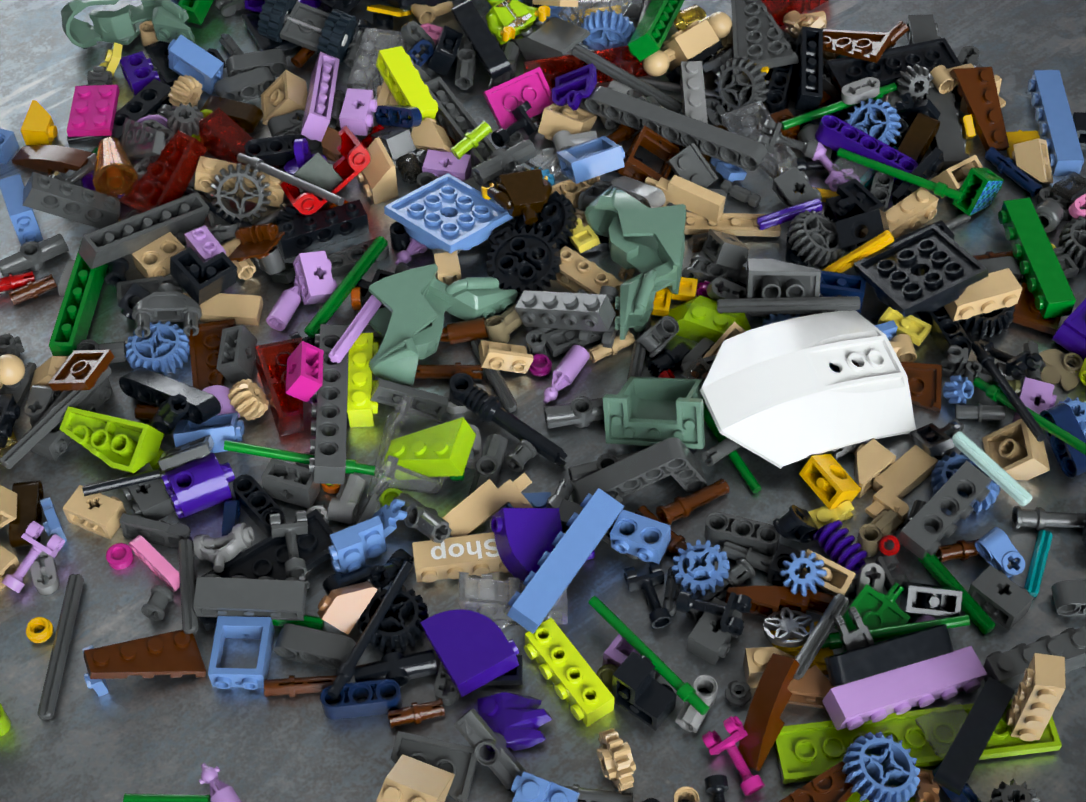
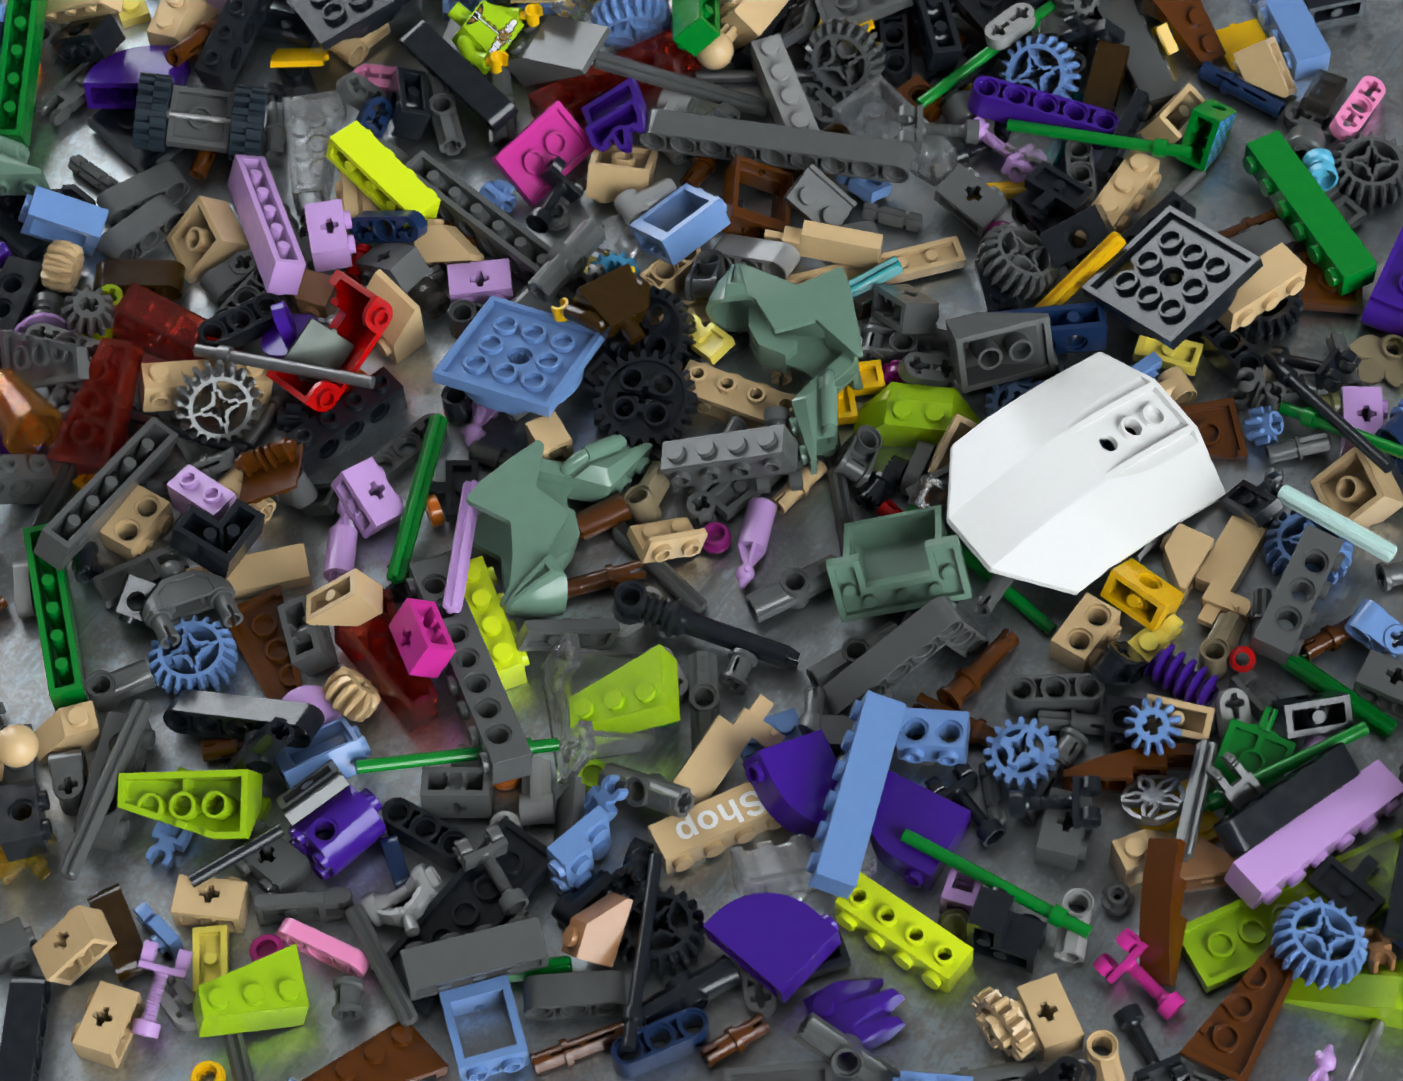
camera: 15 degrees left, 5 degrees up
(77, 550) = (210, 954): none -> light yellow plate
(81, 370) = (117, 718): reddish brown plate -> none
(86, 462) = (167, 839): none -> medium blue plate
(90, 581) = (254, 997): none -> lime wedge
(265, 335) = (345, 601): none -> tan slope
(471, 140) = (507, 238): lime pin -> none
(480, 114) = (500, 194): none -> medium blue gear
(614, 589) = (924, 812): none -> dark purple brick
(655, 751) = (1048, 999): none -> tan brick
(717, 223) = (877, 275): none -> teal axle
(776, 494) = (1080, 632): none -> tan brick
(788, 214) = (971, 234): dark purple axle -> none
(798, 304) = (1016, 369): dark grey axle -> none
(918, 736) = (1349, 888): none -> black plate
(1055, 231) = (1321, 166): none -> medium azure wheel

